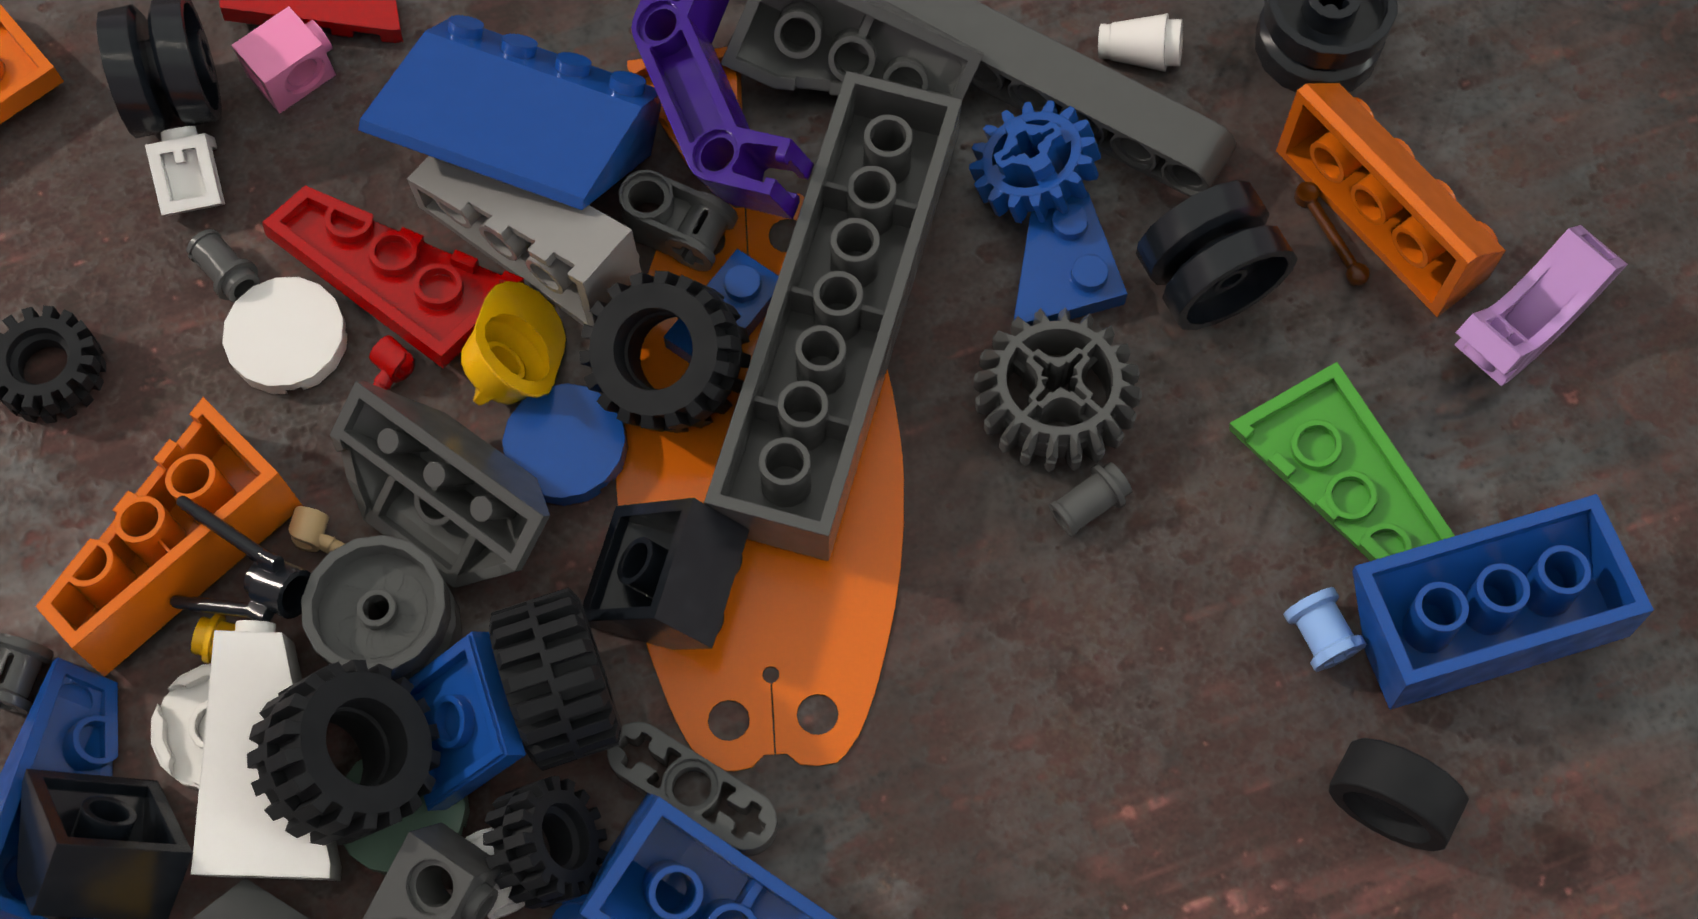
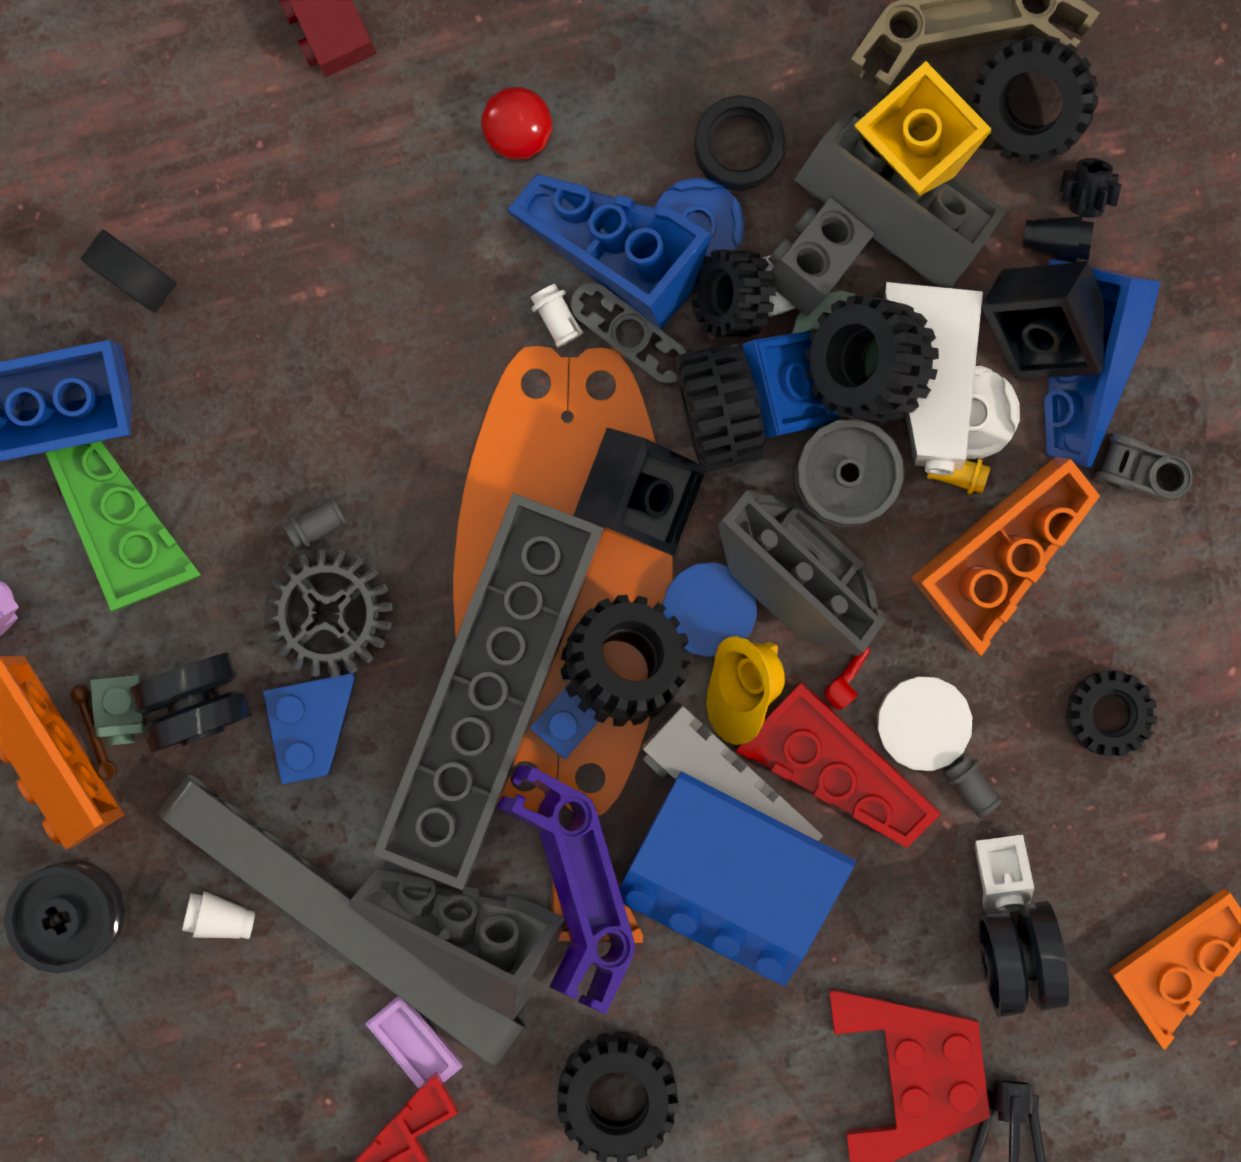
camera: 175 degrees left, 20 degrees up
(270, 581) = (924, 500): black plant -> none
(285, 58) = (923, 970): bright pink brick -> none
(308, 530) = (905, 556): tan hand -> none
(685, 223) = (609, 784): dark grey piece -> none
(795, 803) = (556, 315): none -> white pin
(1035, 161) = (302, 815): blue gear -> none
(1319, 264) = (114, 711): none -> sand green bracket
(1324, 629) = (157, 404): light blue bush -> none

